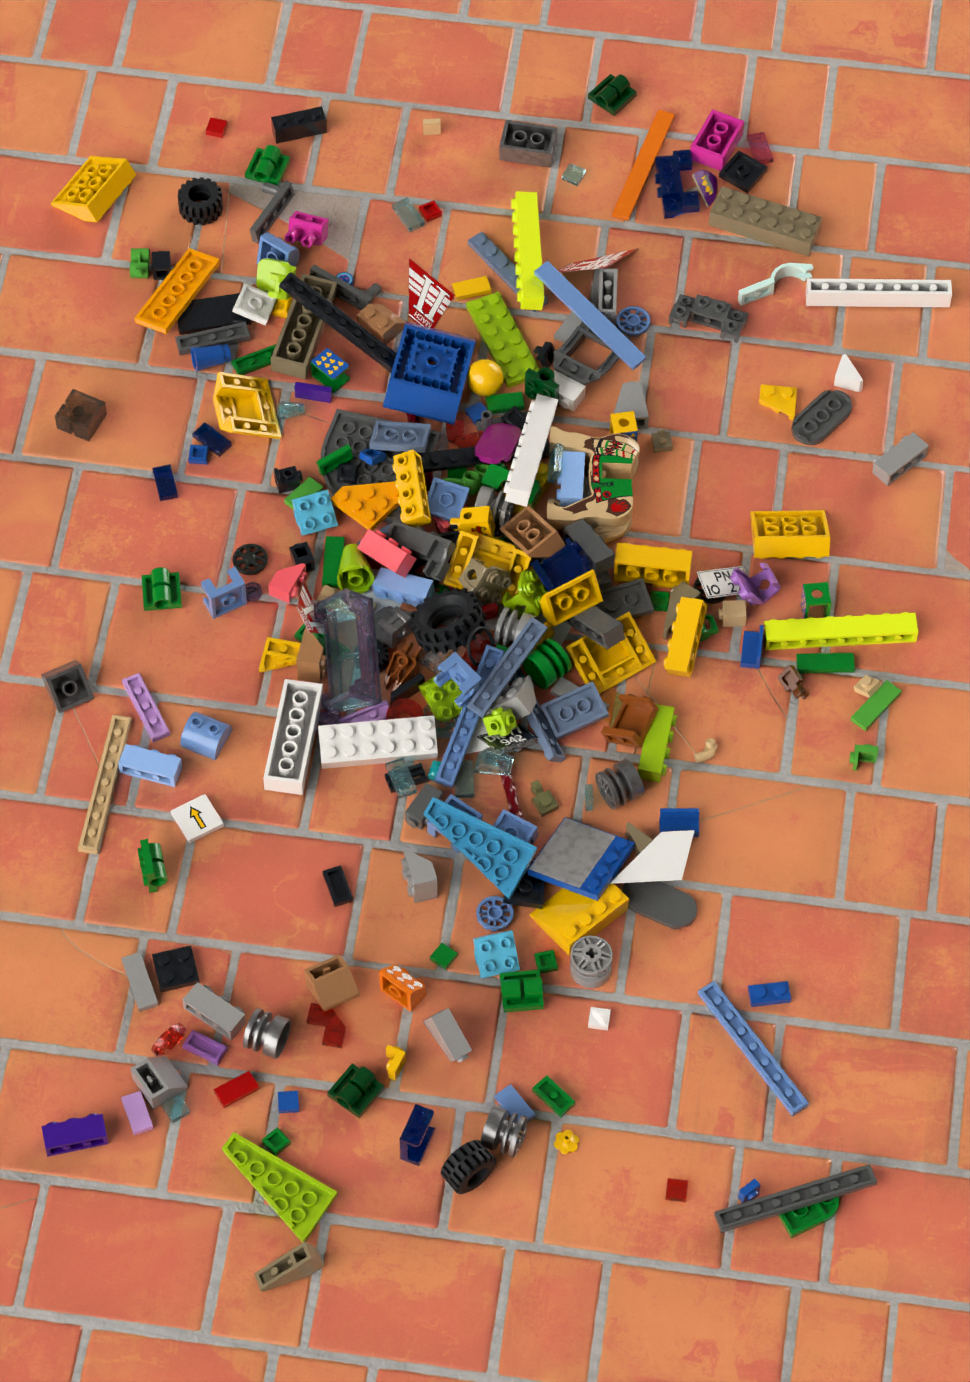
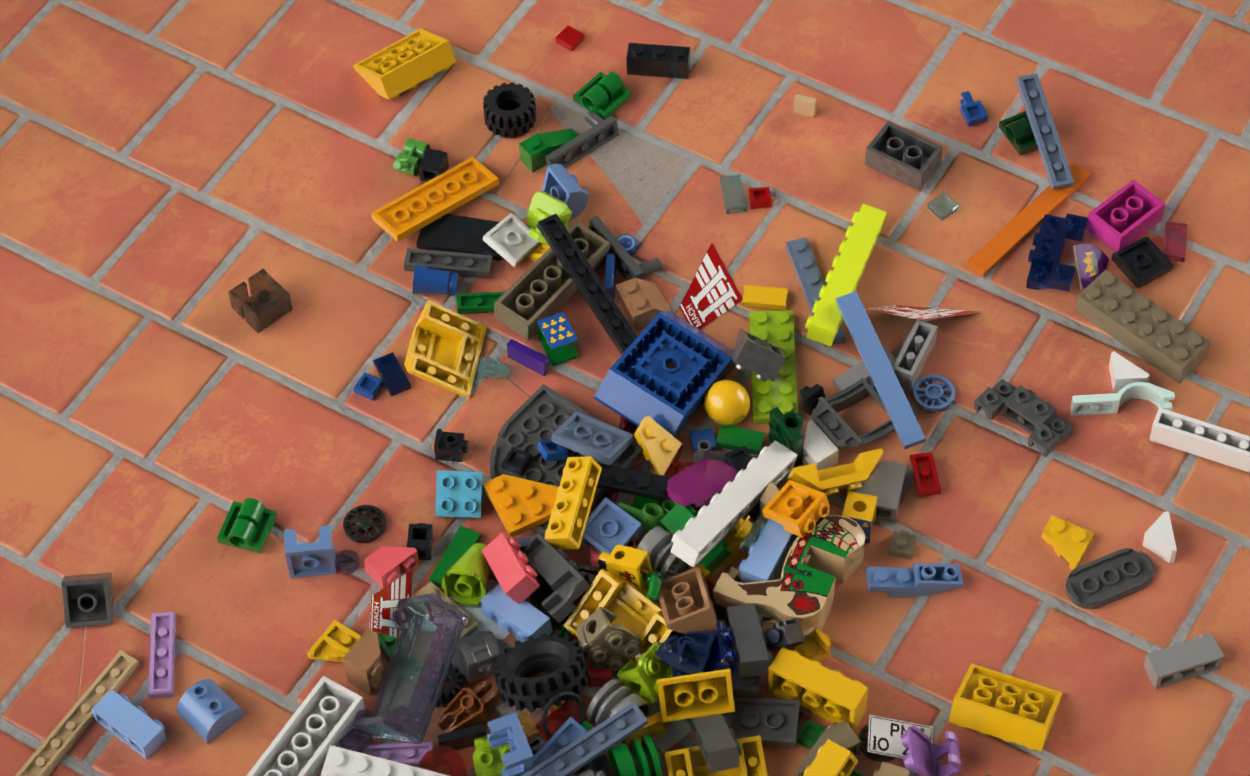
camera: 25 degrees right, 5 degrees down
(165, 482) = (316, 405): clear blue tile -> none
(240, 223) = (539, 145): none -> green slope
(307, 229) = (608, 175): dark pink brick -> none
(308, 487) = (470, 462): bright green tile -> none
(333, 460) = (504, 441): green tile -> none
(344, 305) = (610, 274): none -> blue tile
(449, 426) = (657, 444): none -> yellow wing
(494, 334) = (757, 356): none -> flat silver slope
(503, 529) = (654, 580): none -> green arm
(546, 465) = (743, 527): none -> yellow plate
(552, 568) = (689, 652): none -> dark blue brick
(562, 92) = (972, 111): none -> blue plate
(582, 437) = (797, 508): none -> light orange plate
(596, 406) = (838, 477): none -> yellow slope
(614, 532) = (785, 634): none -> black brick
(629, 91) = (1045, 132): none -> sand blue plate
(636, 535) = (816, 648): none -> yellow bracket
(655, 384) = (925, 474): none -> red plate
(684, 465) = (915, 581): none -> medium blue slope
(767, 261) = (1124, 372): none -> white slope

